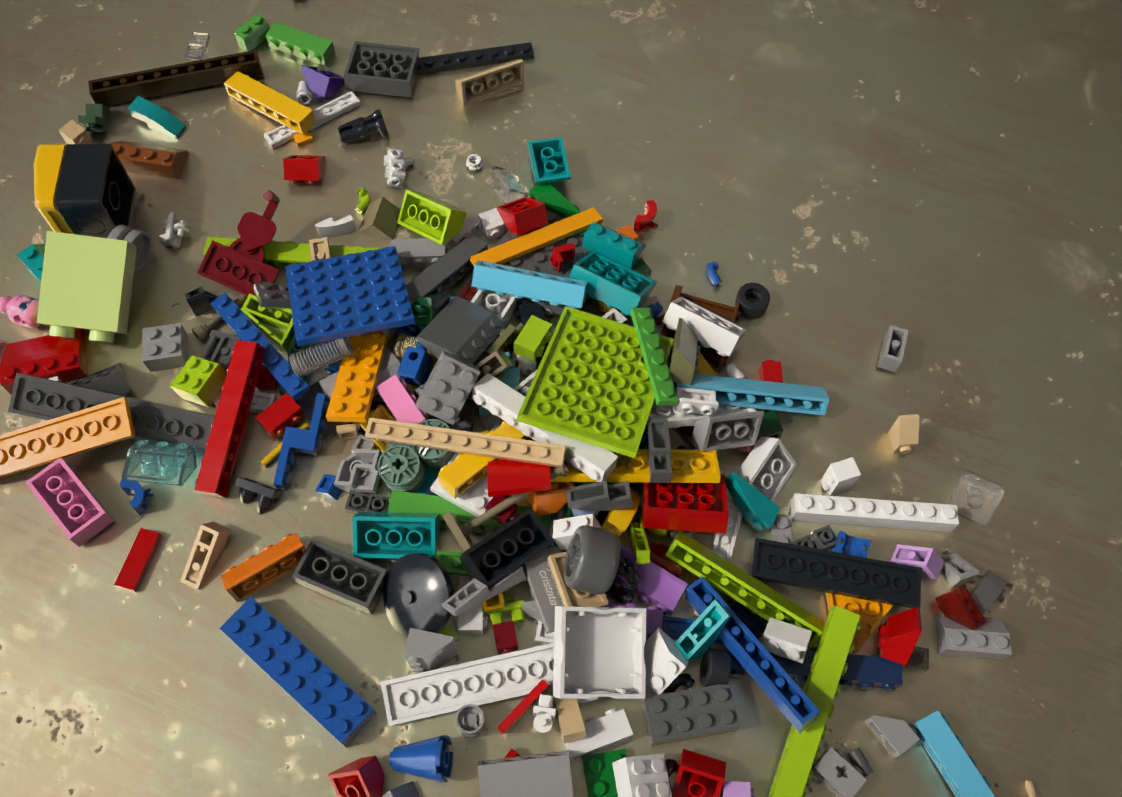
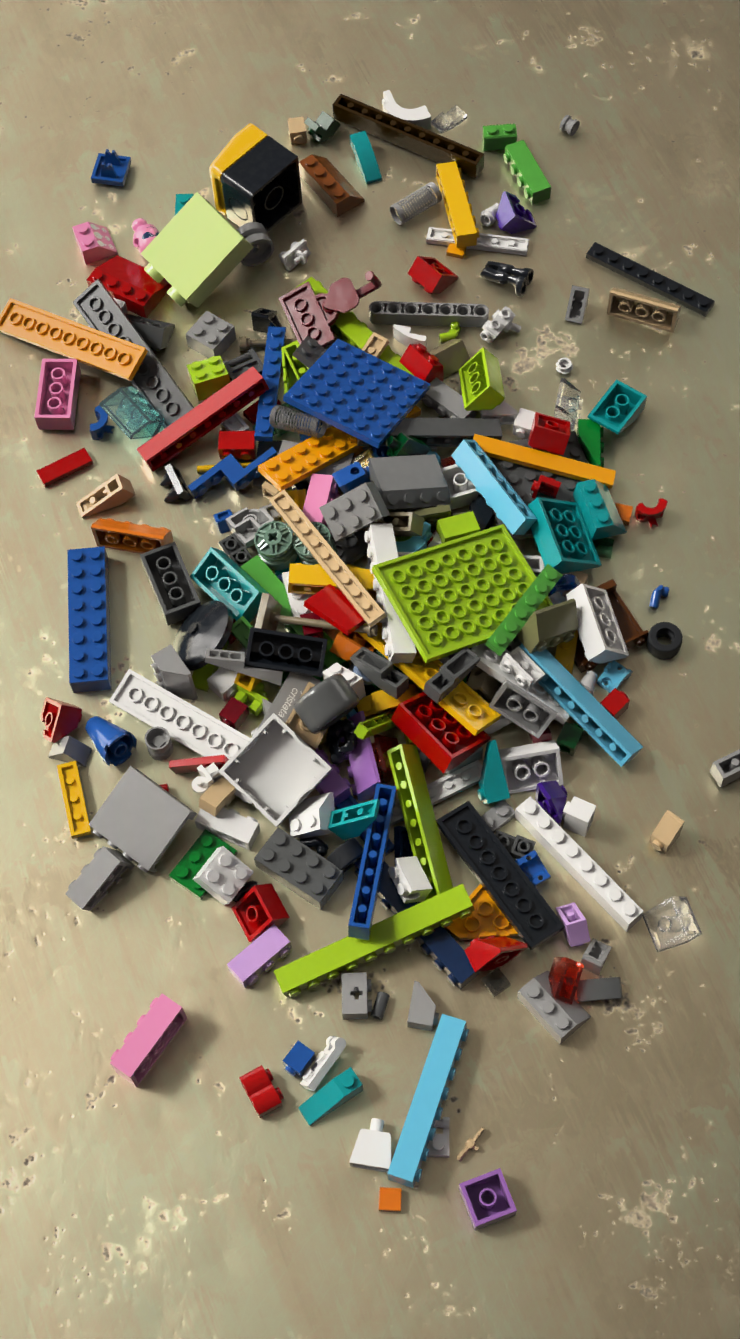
camera: 50 degrees right, 0 degrees up
(169, 57) = (418, 116): none -> white arch
(233, 108) = (429, 196): none -> light grey piece
(330, 199) = (428, 313): none -> light grey beam
(370, 236) = (422, 363): none -> red slope
(381, 69) = (567, 237): dark grey slope -> none
(438, 111) = (577, 304): none -> light grey slope
(748, 356) = (613, 676): none -> medium azure piece
(808, 482) = (552, 799): none -> dark purple slope

